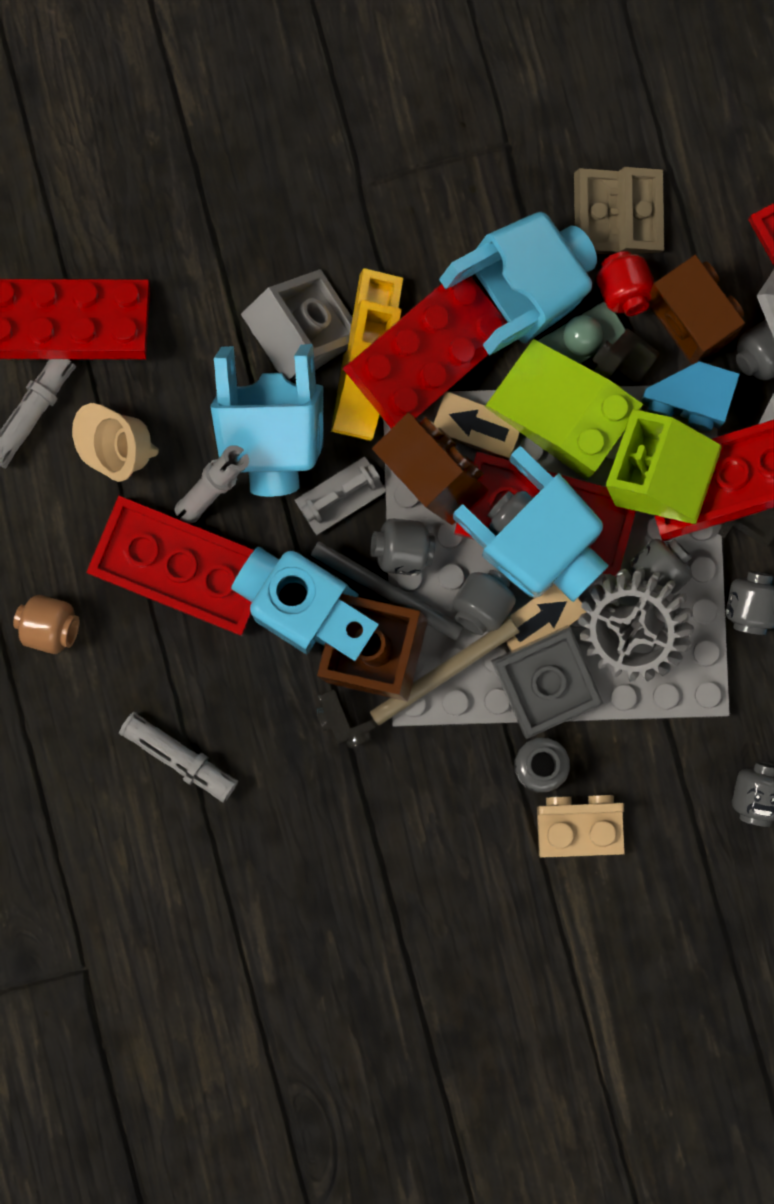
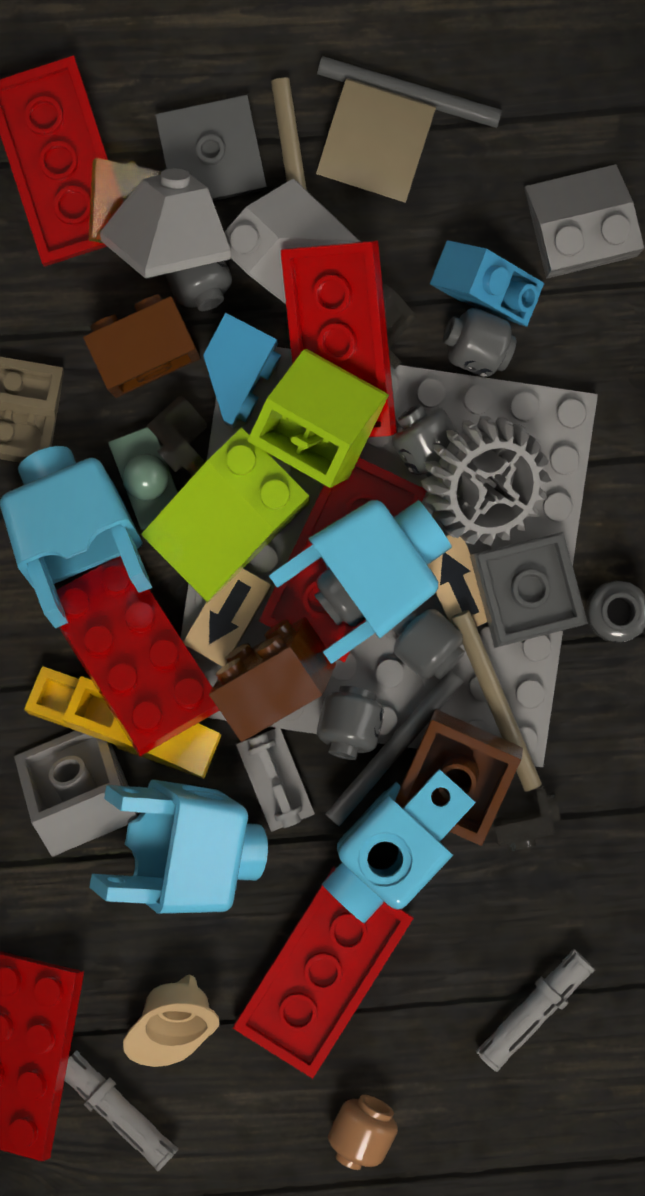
camera: 90 degrees left, 5 degrees up
(216, 479) = (241, 920): light grey pin -> none
(625, 283) = (95, 418): red head -> none

